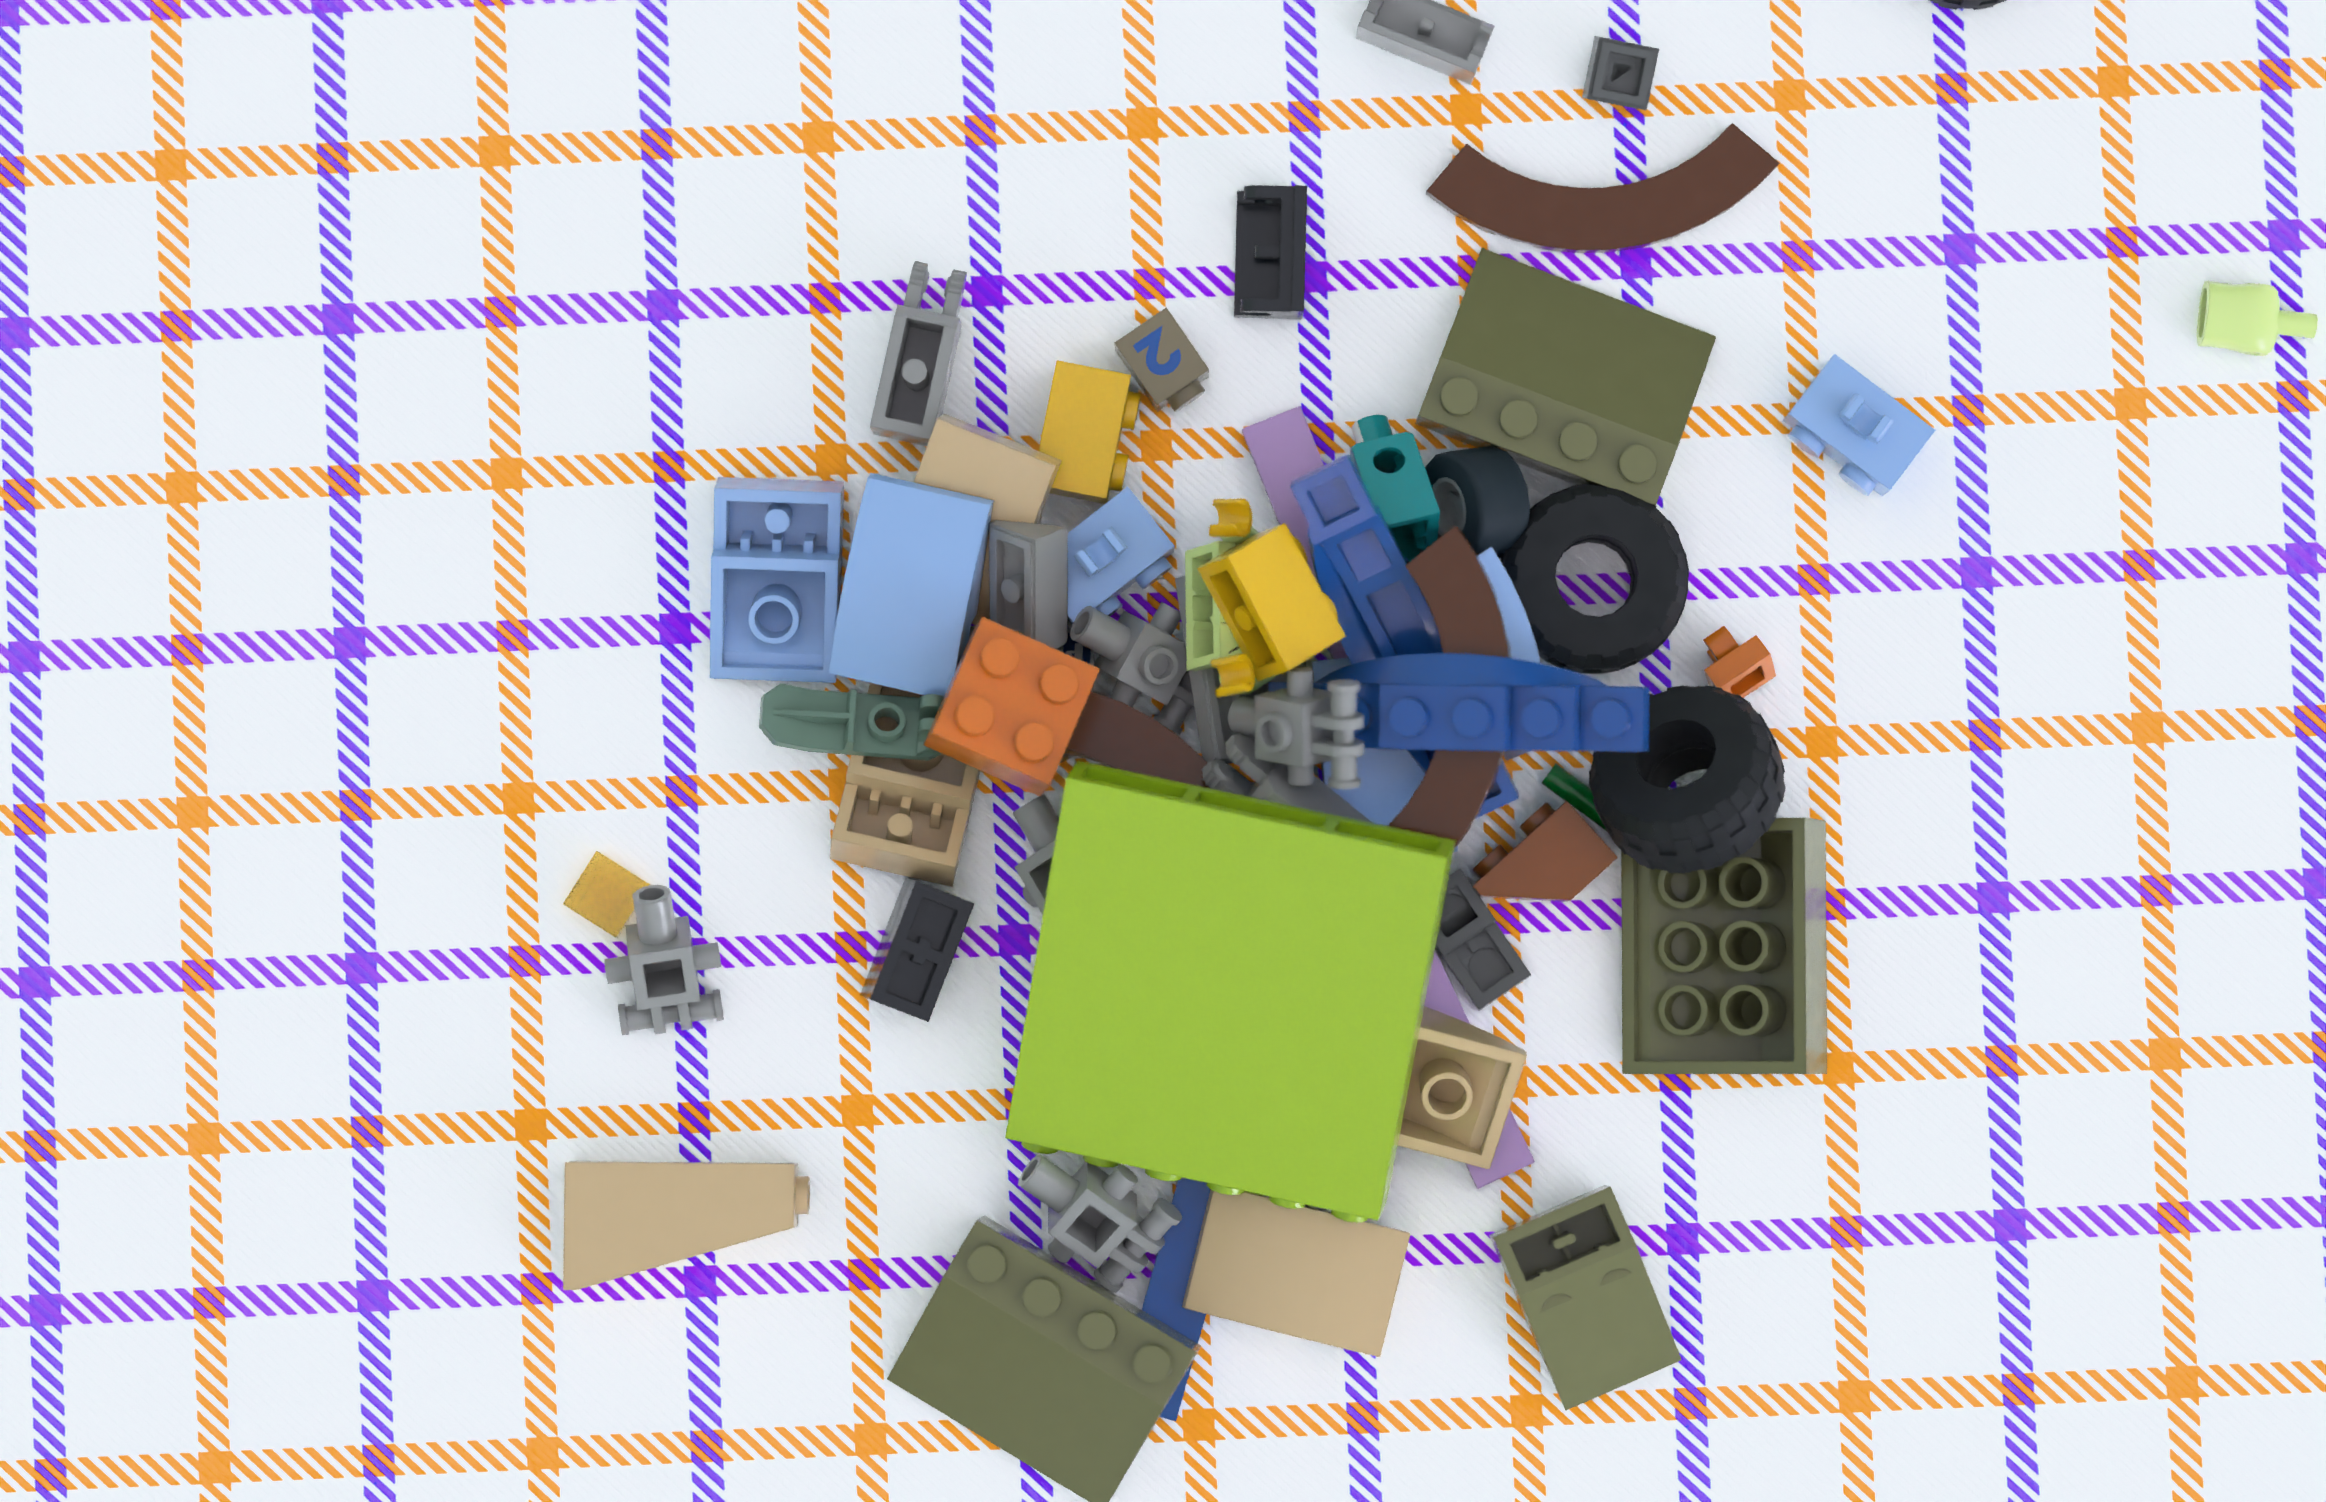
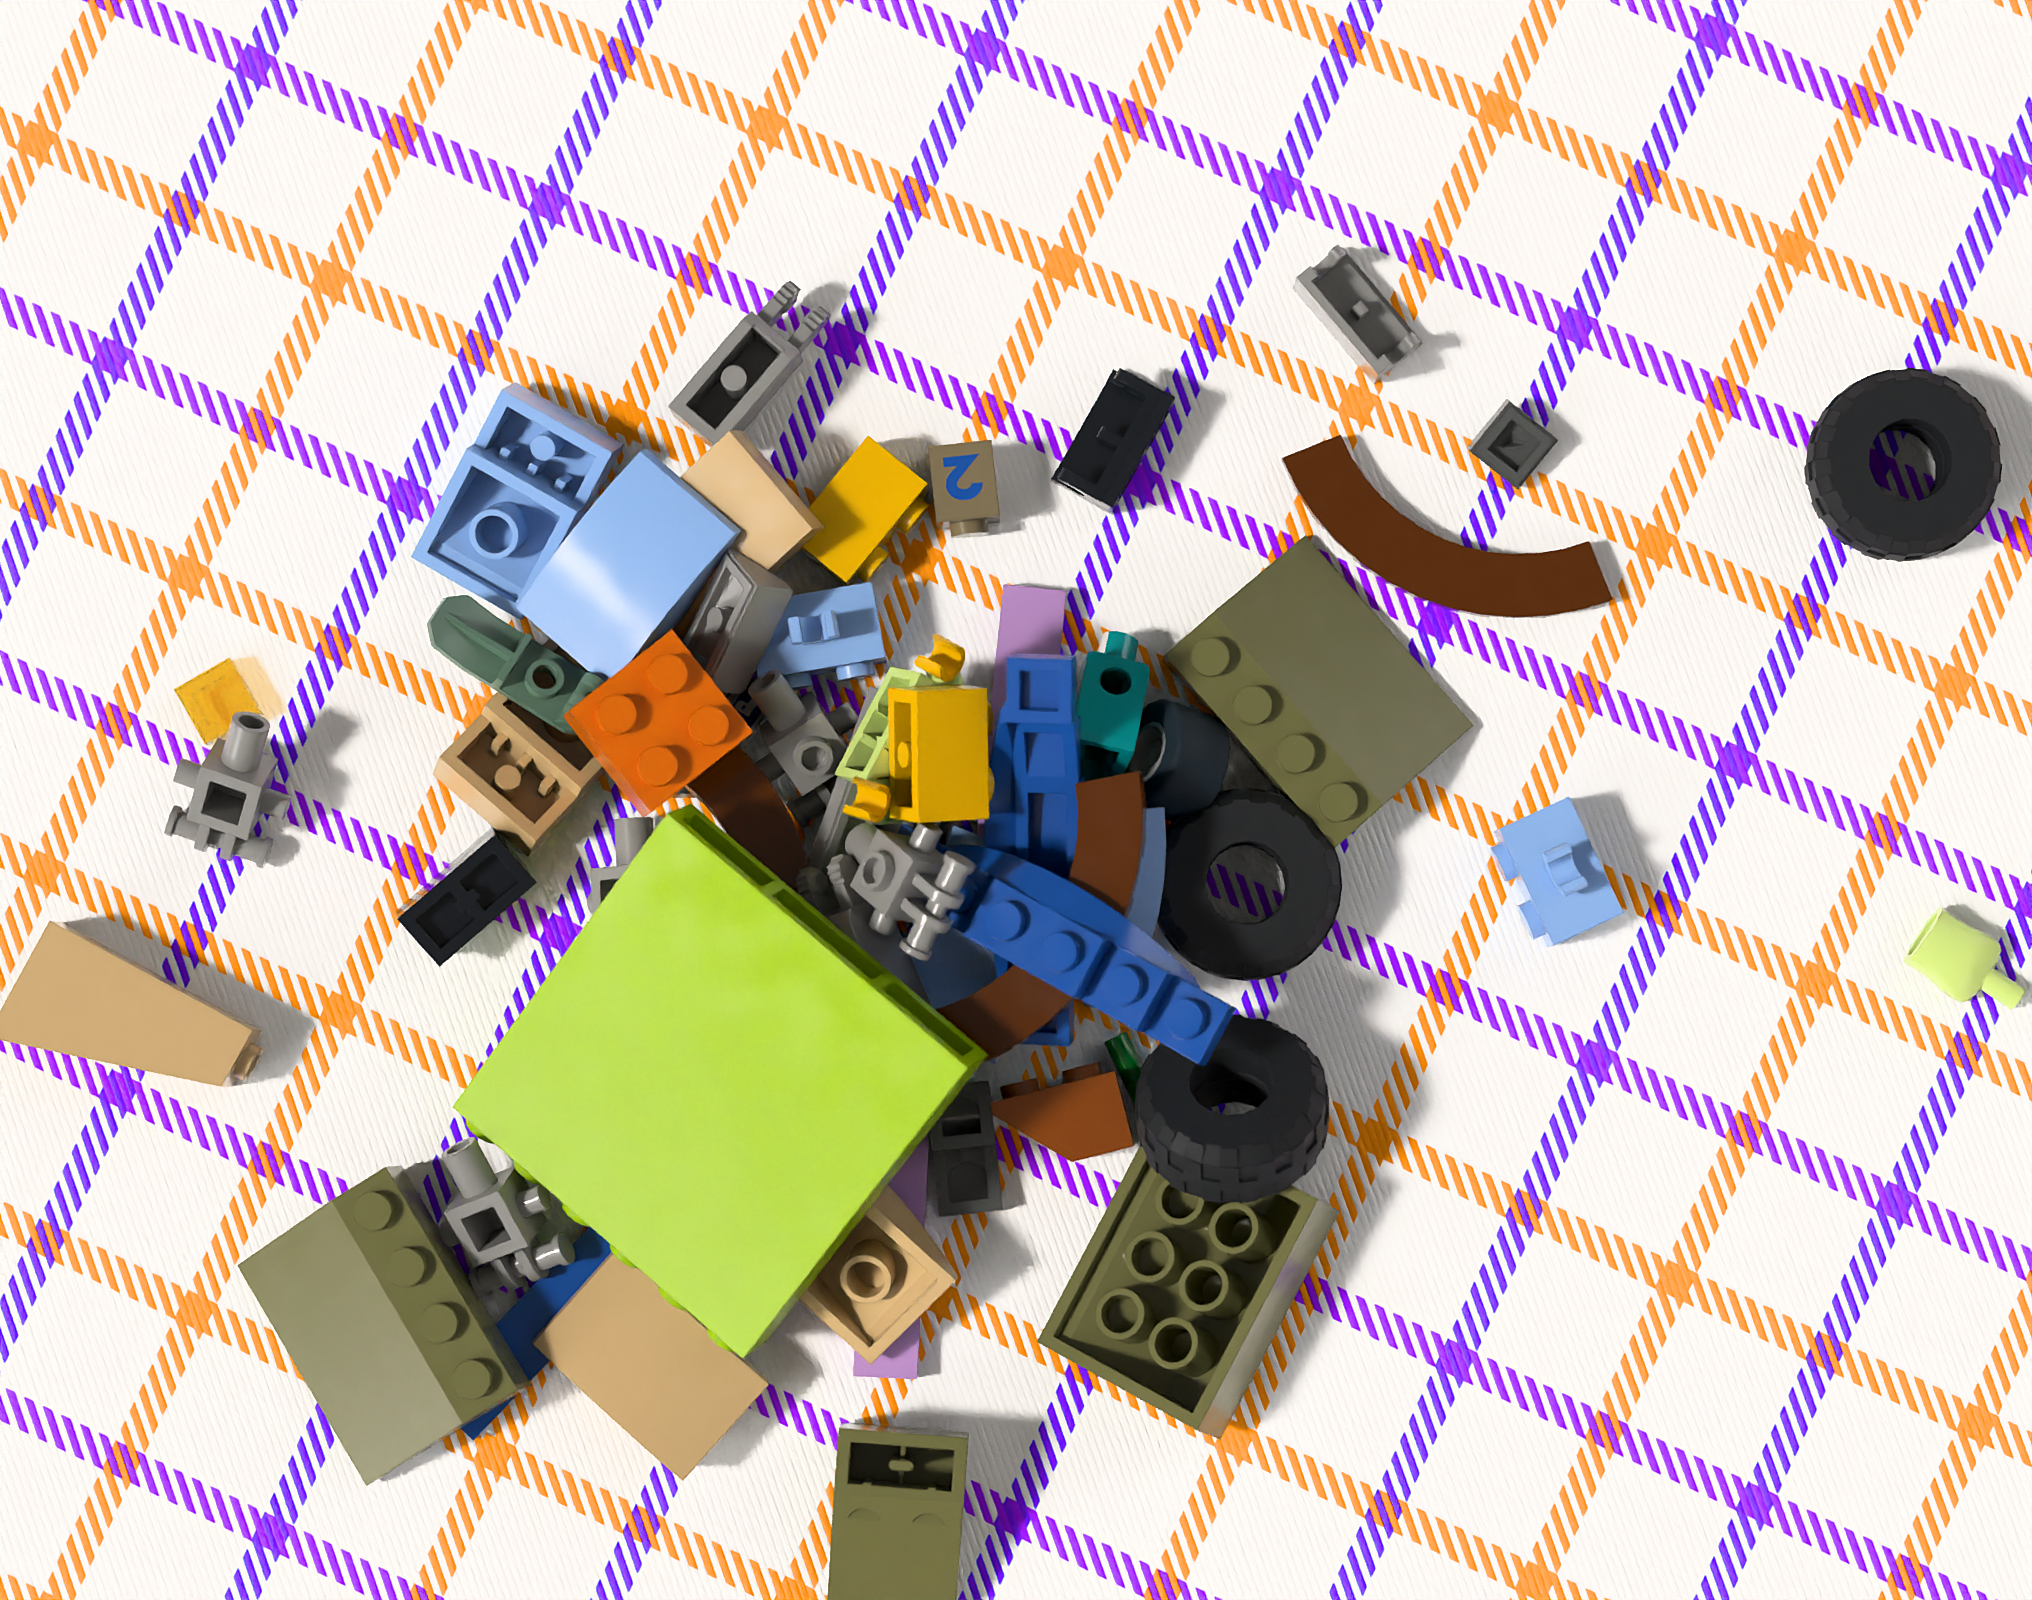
camera: 30 degrees right, 0 degrees up
(1737, 667) = (1332, 1032): orange tile -> none

